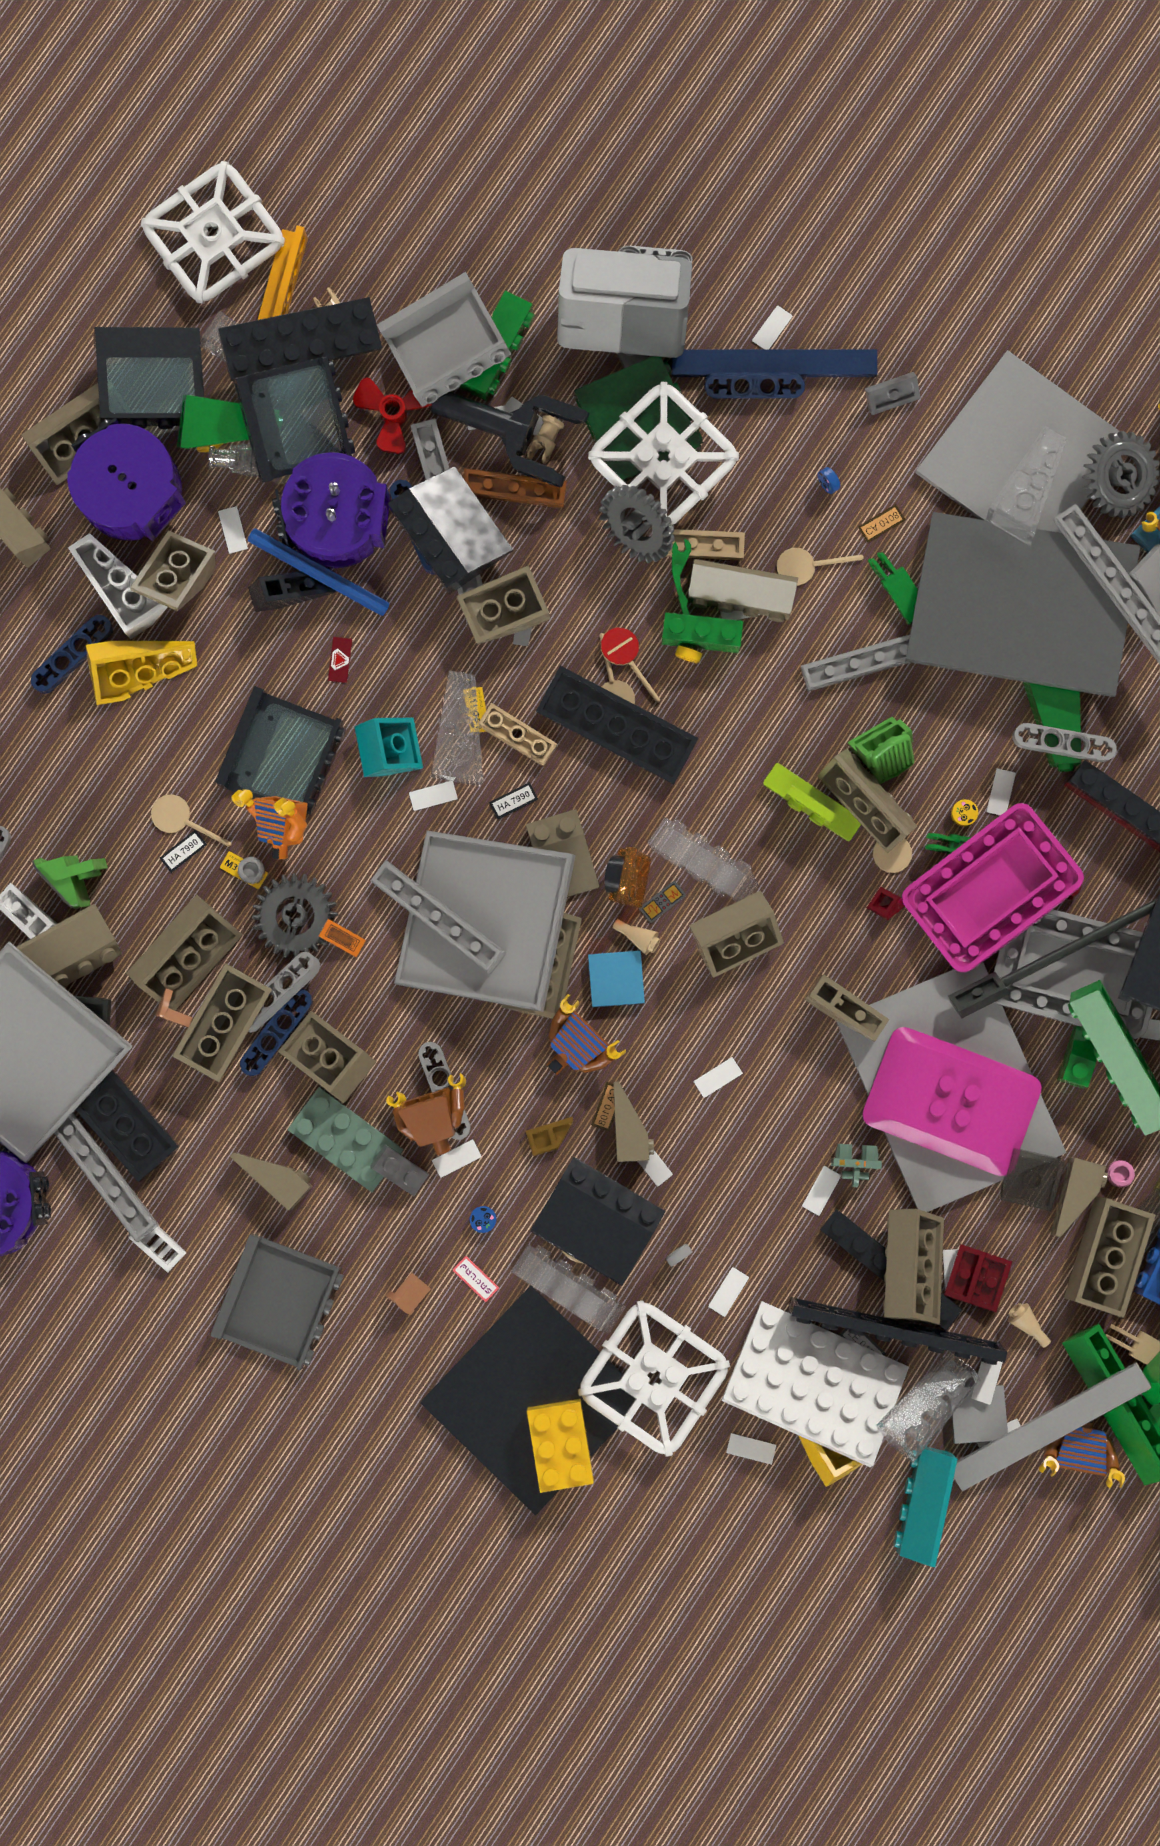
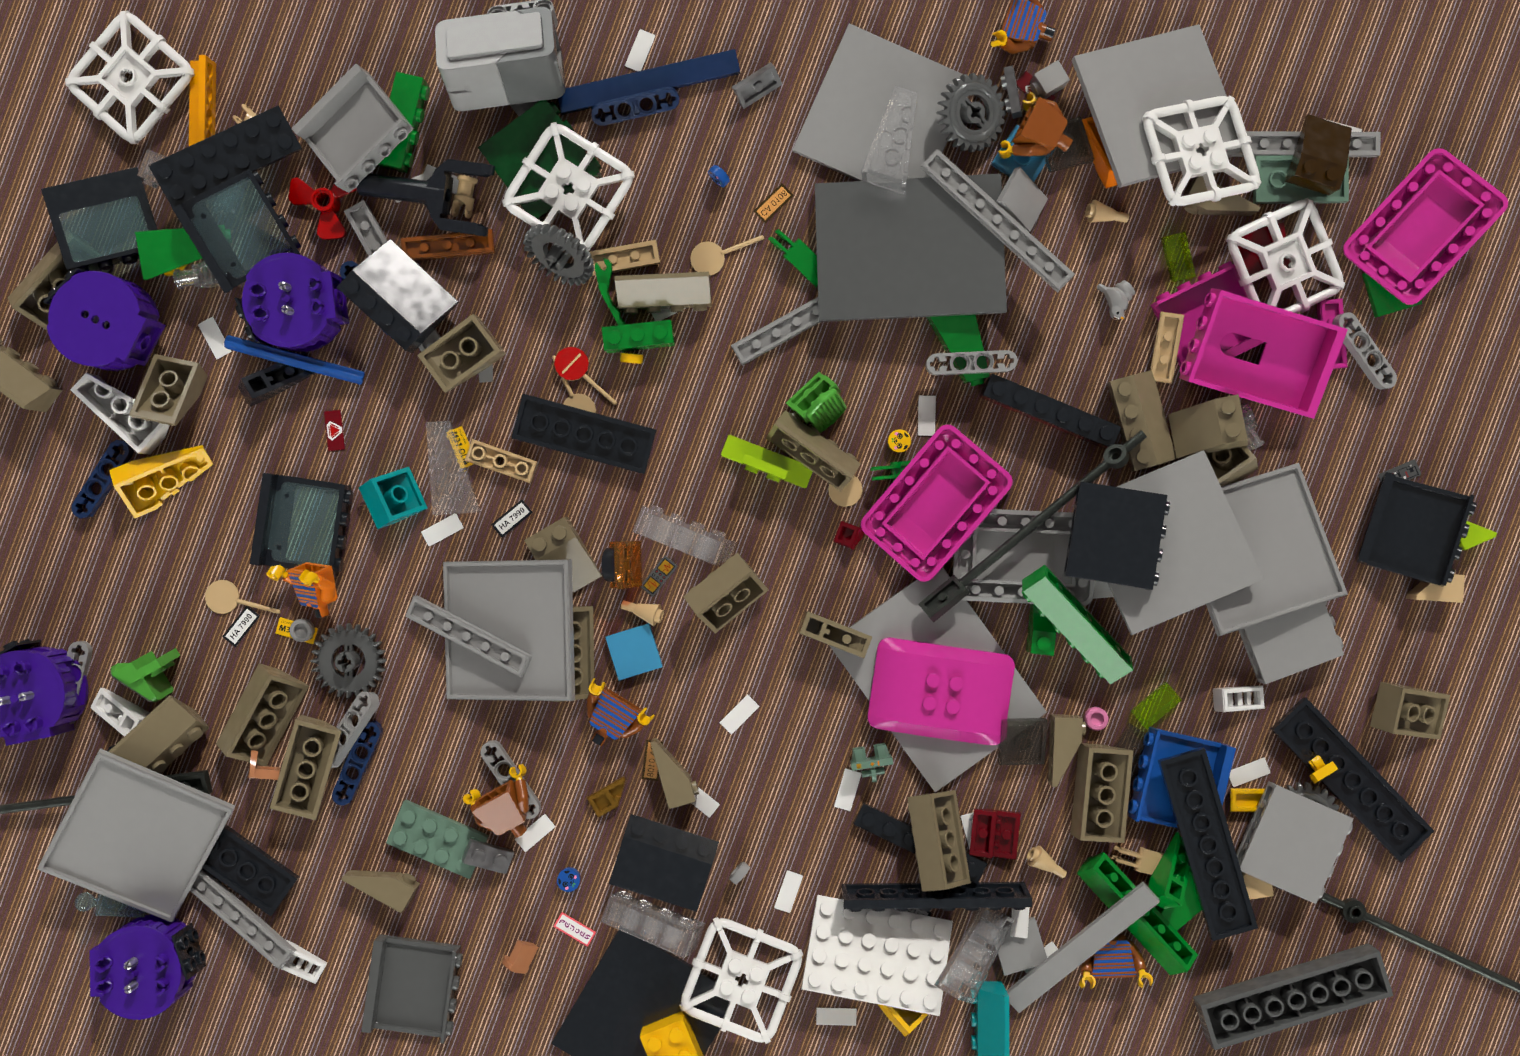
camera: 15 degrees left, 5 degrees up
(327, 1056) = (404, 775): dark tan slope -> none
(342, 938) = (392, 670): sticker -> none

